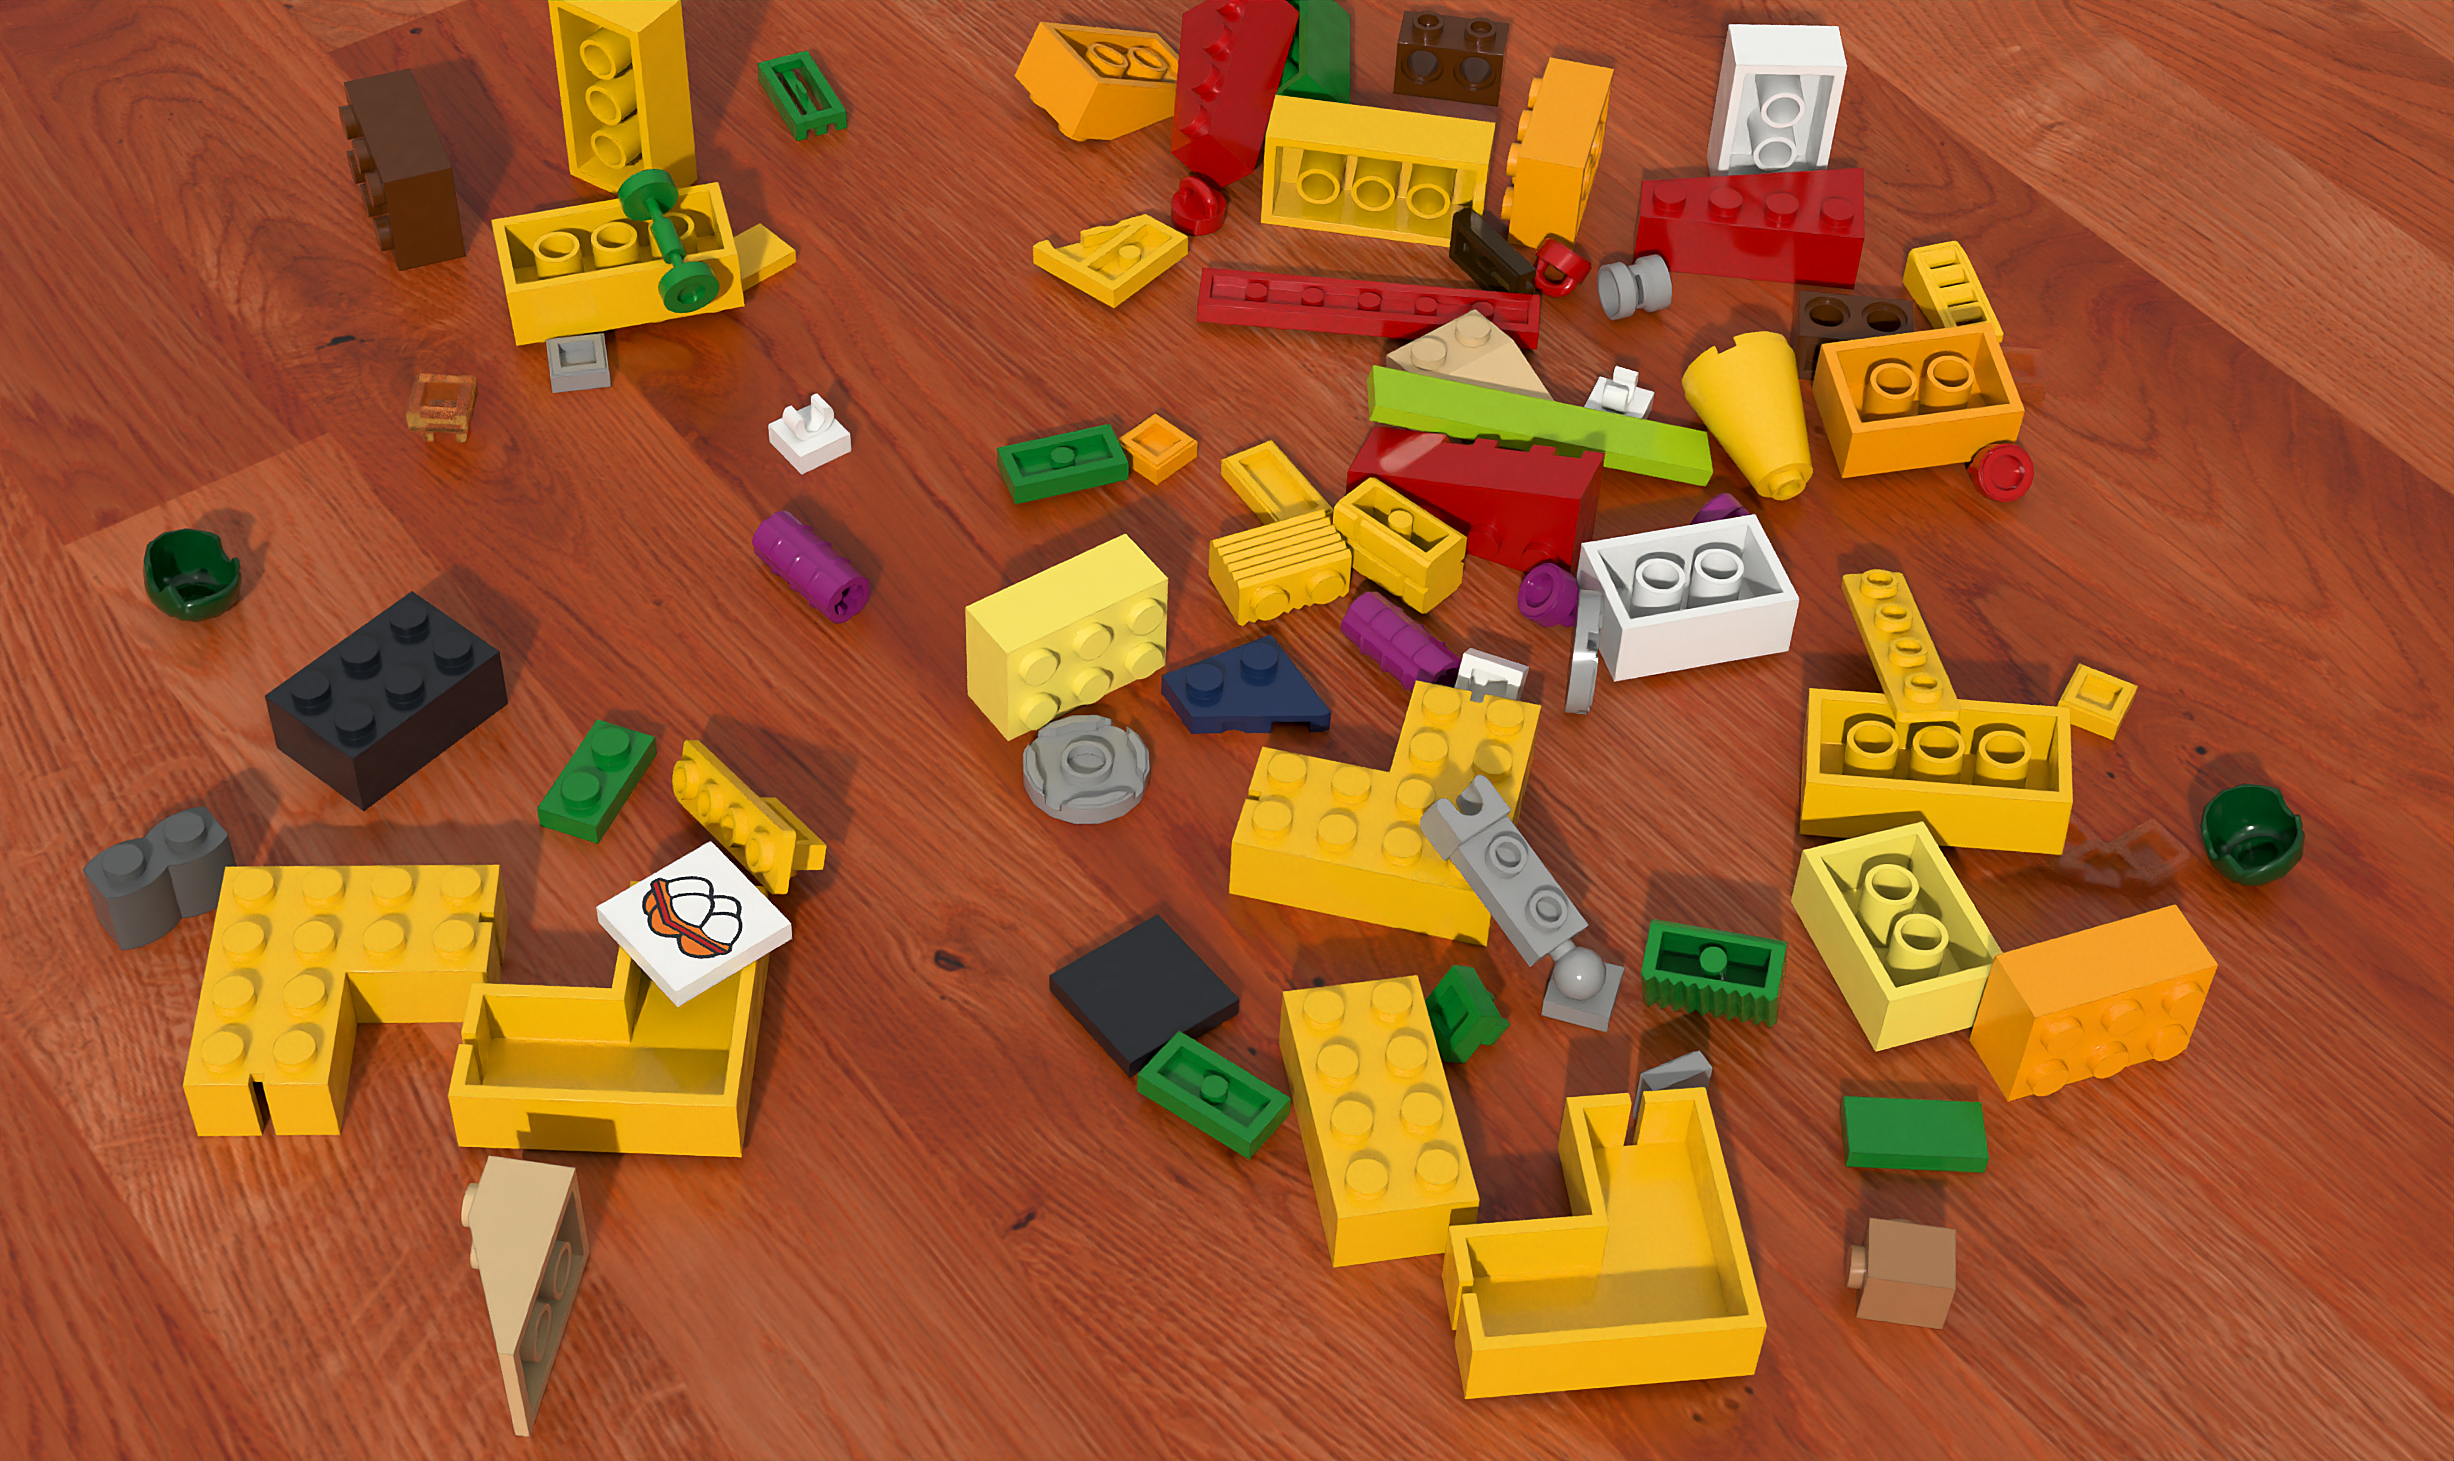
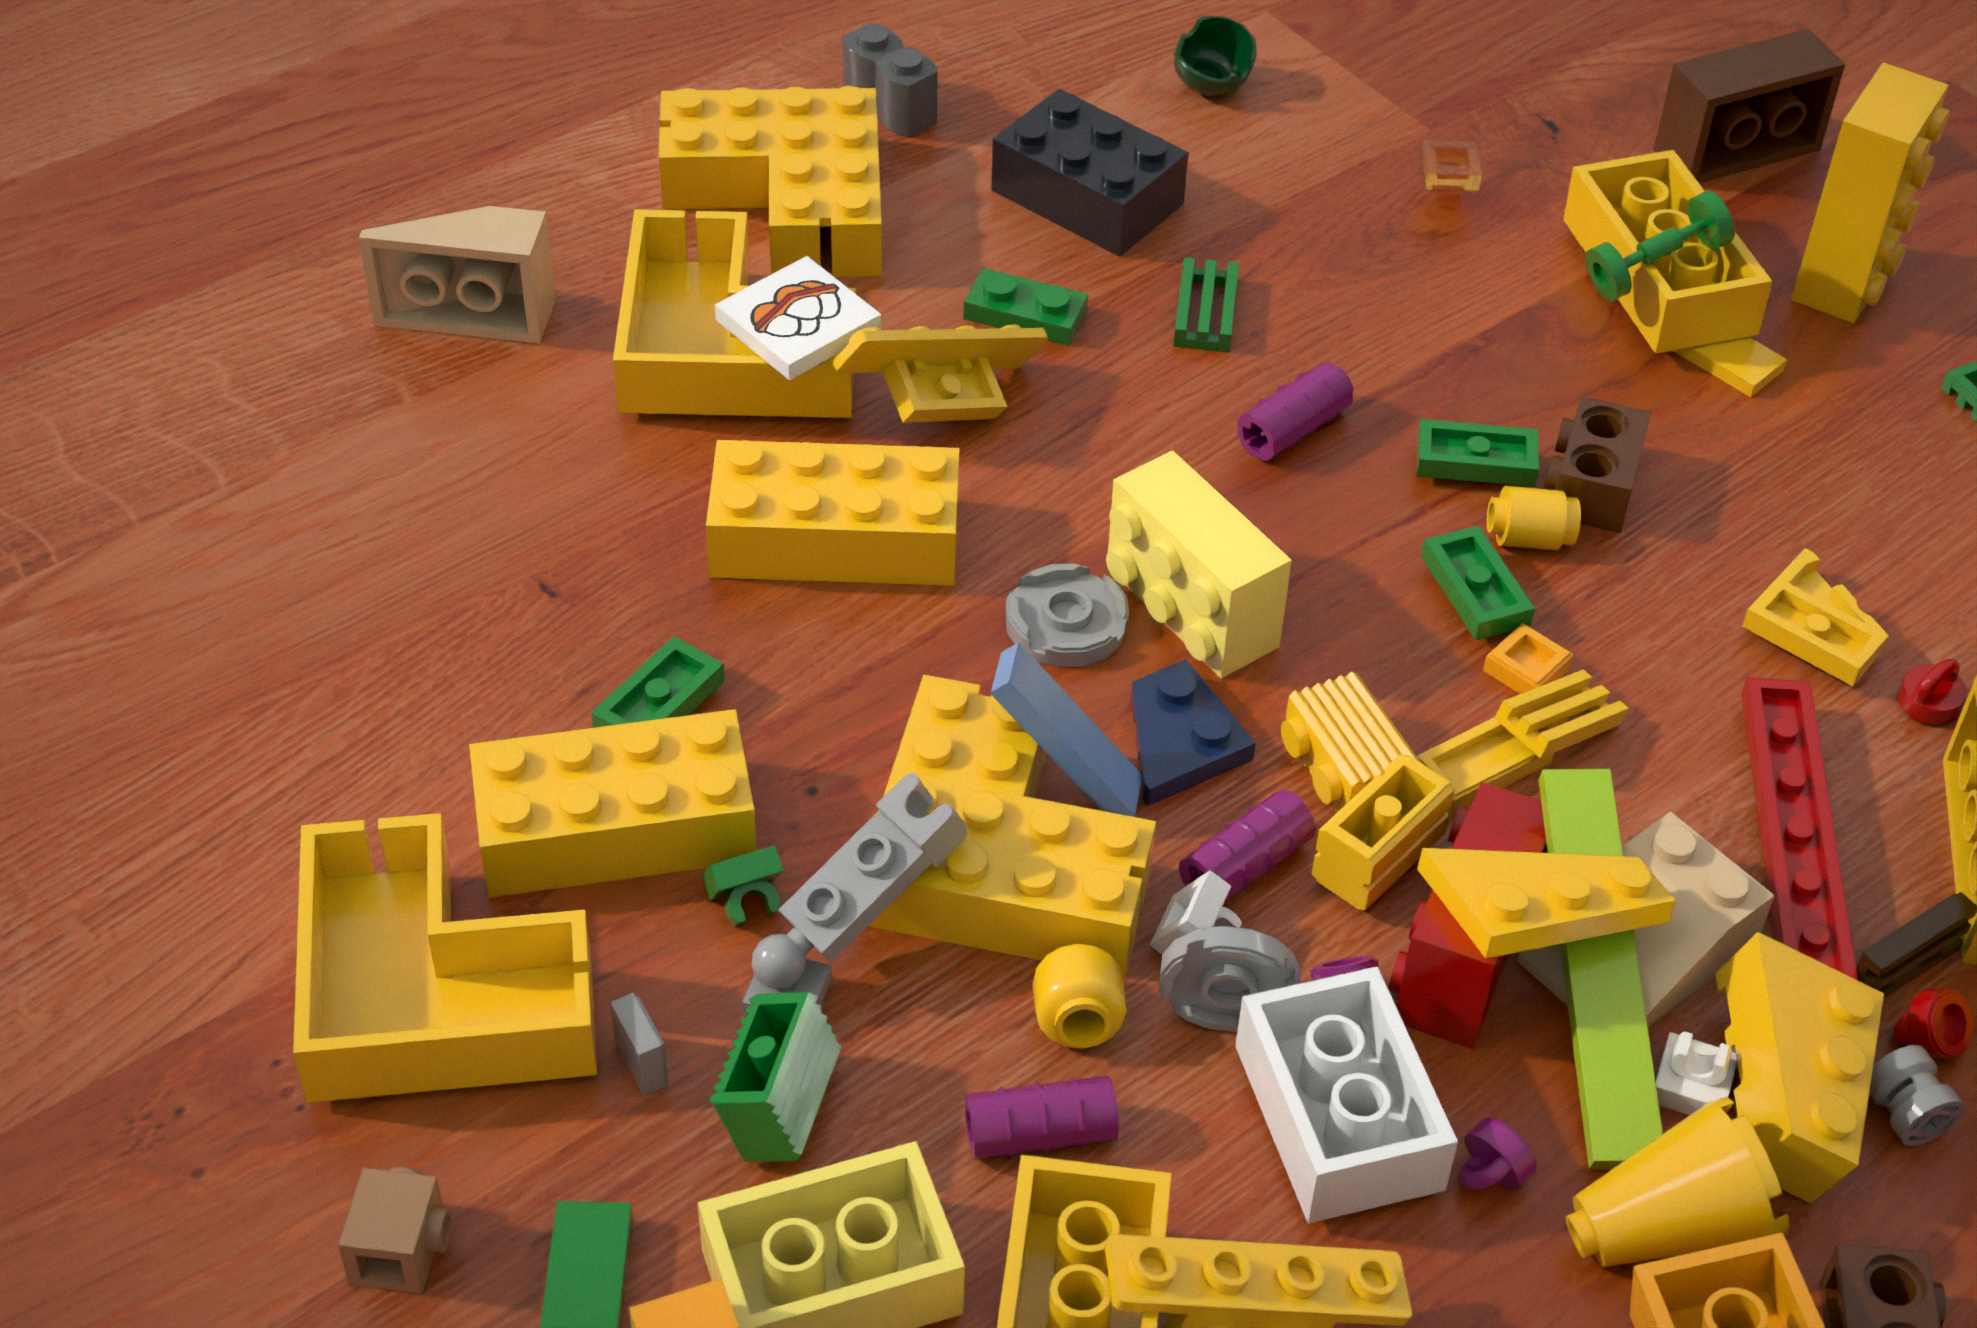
camera: 90 degrees right, 0 degrees up
(578, 363) = (1551, 259): light grey tile -> none
(617, 622) = (1209, 277): none -> green tile
(809, 435) = (1484, 403): white tile -> none
(882, 443) = (1477, 452): none -> green plate
(911, 359) = (1599, 460): none -> reddish brown brick
(951, 939) = (833, 512): none -> yellow brick
(980, 414) = (1534, 518): none -> yellow brick
(1142, 993) = (787, 656): black tile -> none
(1237, 426) = (1552, 706): none -> yellow tile
(1313, 734) = (1065, 732): none -> medium blue tile
(1523, 422) = (1543, 899): none -> yellow wing
(1586, 769) = (1079, 996): none -> yellow head
(1626, 325) = (1802, 1060): none -> yellow wedge
(1716, 805) = (1041, 1117): none -> magenta axle

